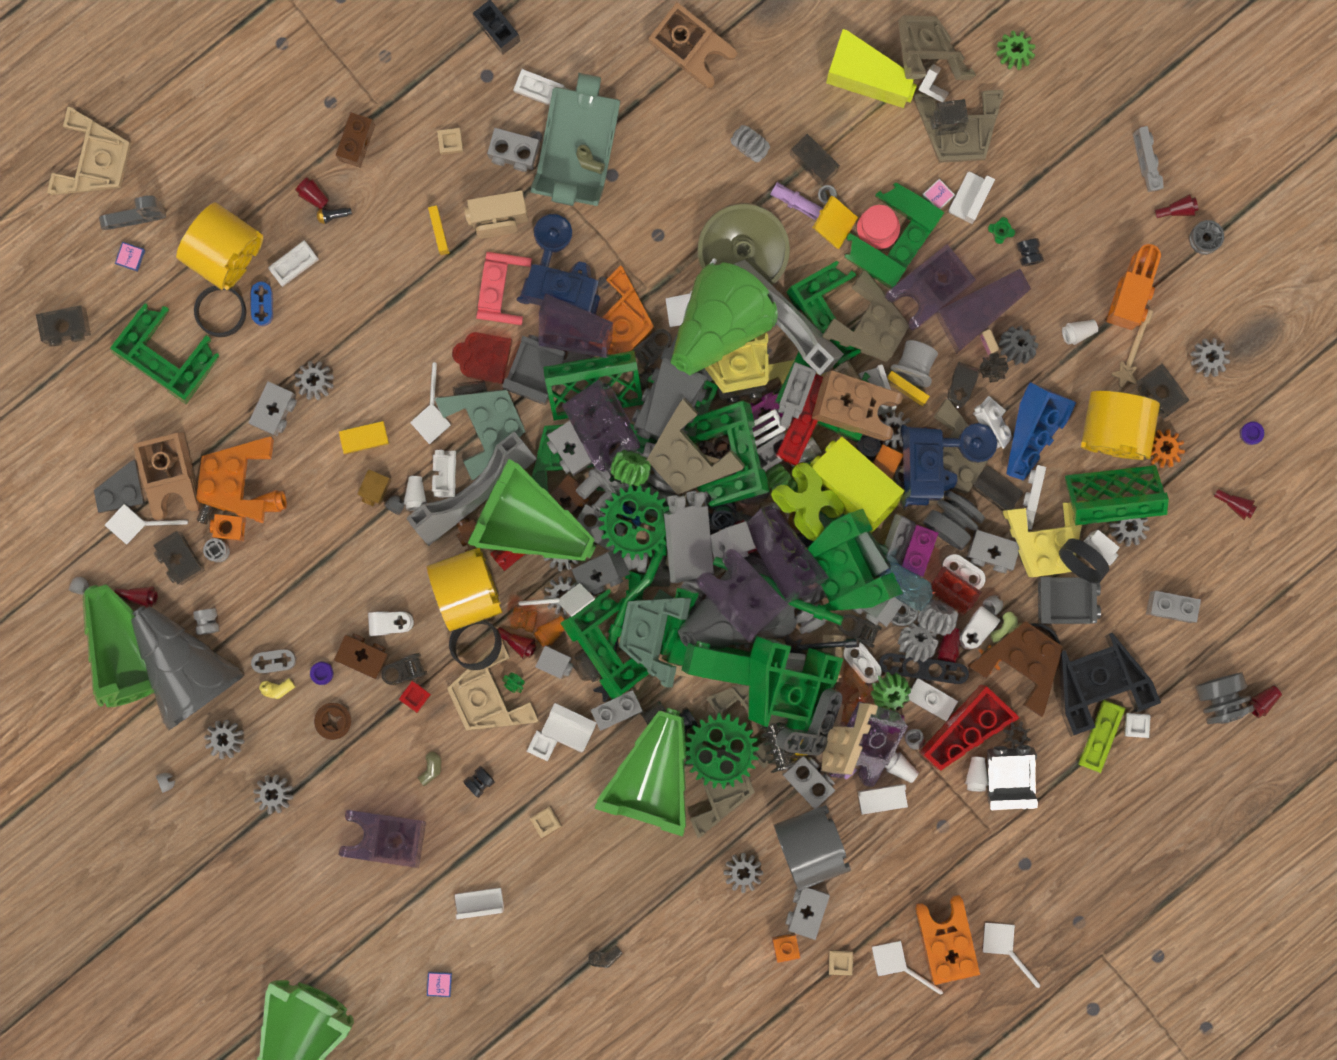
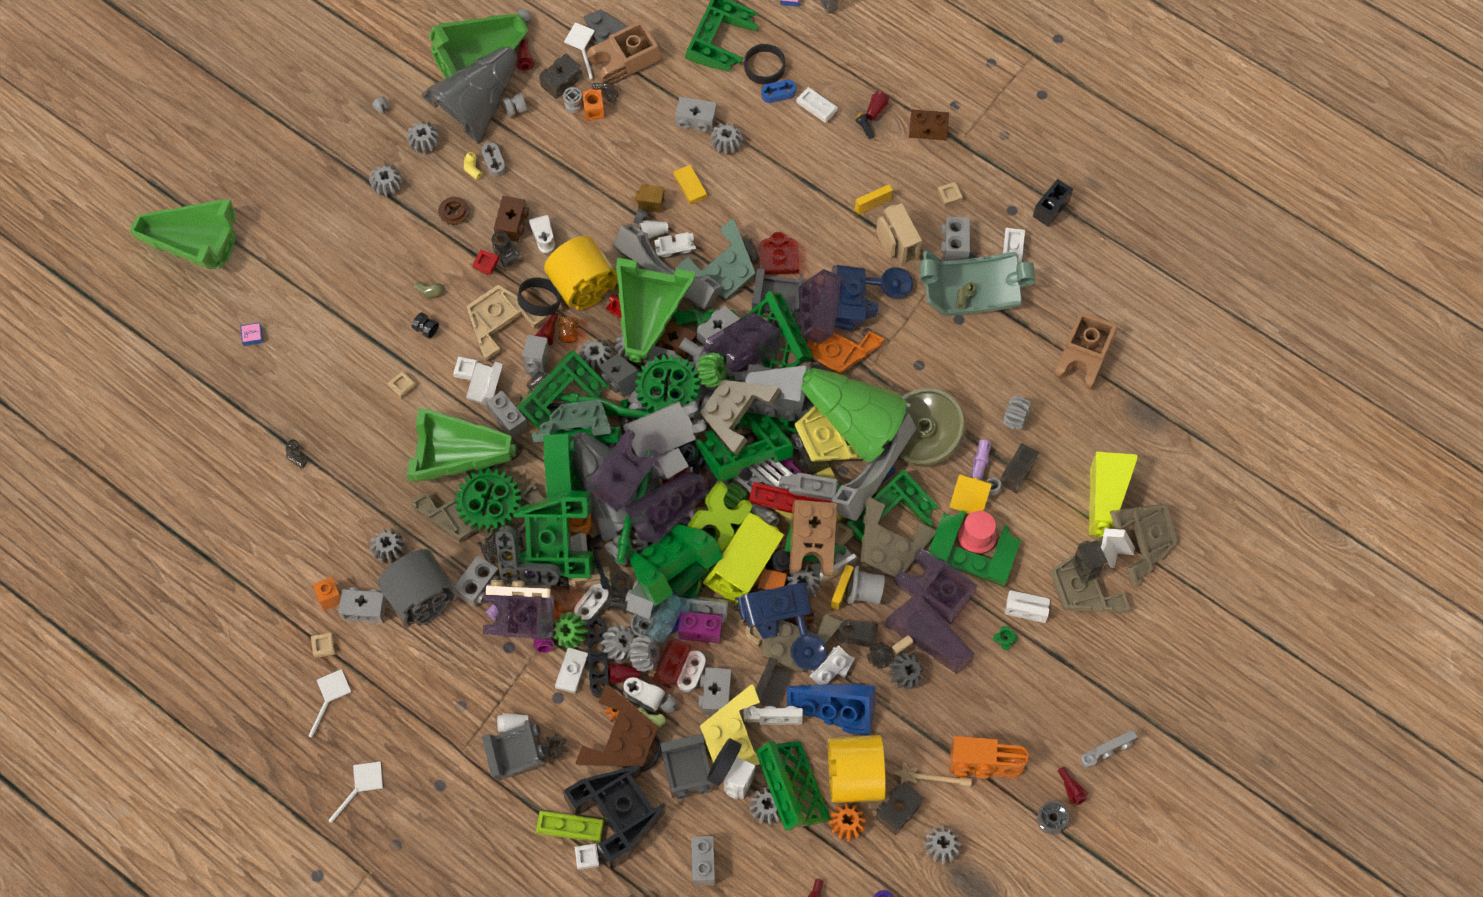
camera: 75 degrees right, 20 degrees down
(219, 246) = (813, 43): yellow brick -> none
(224, 476) = (633, 92): orange wing -> none
(274, 501) = (621, 130): orange cone -> none
(321, 673) = (491, 195): dark purple tile -> none
(379, 836) = (363, 267): brick -> none
(430, 421) = (711, 231): white piece -> none
(479, 903) = (324, 348): white panel -> none
(493, 287) = (840, 250): coral plate -> none
(513, 682) = (513, 333): green plate -> none
(549, 632) = (559, 349): orange cone -> none
(571, 602) = (588, 353): white piece -> none
(689, 720) = (510, 469): black wheel -> none
(882, 799) = (474, 647): white panel -> none
(902, 768) = (506, 653): white cone -> none
(914, 739) = (534, 663): light grey hinge -> none
(938, 194) = (1020, 578): bright pink tile -> none
(946, 936) = (359, 725): orange brick -> none
(954, 519) = (734, 647): dark grey wheel -> none
(968, 727) = (556, 705): red wedge -> none
(1014, 42) = (1175, 619): bright green gear -> none
(1030, 252) = (992, 664): black wheel -> none
(1078, 331) = (934, 723): white cone -> none

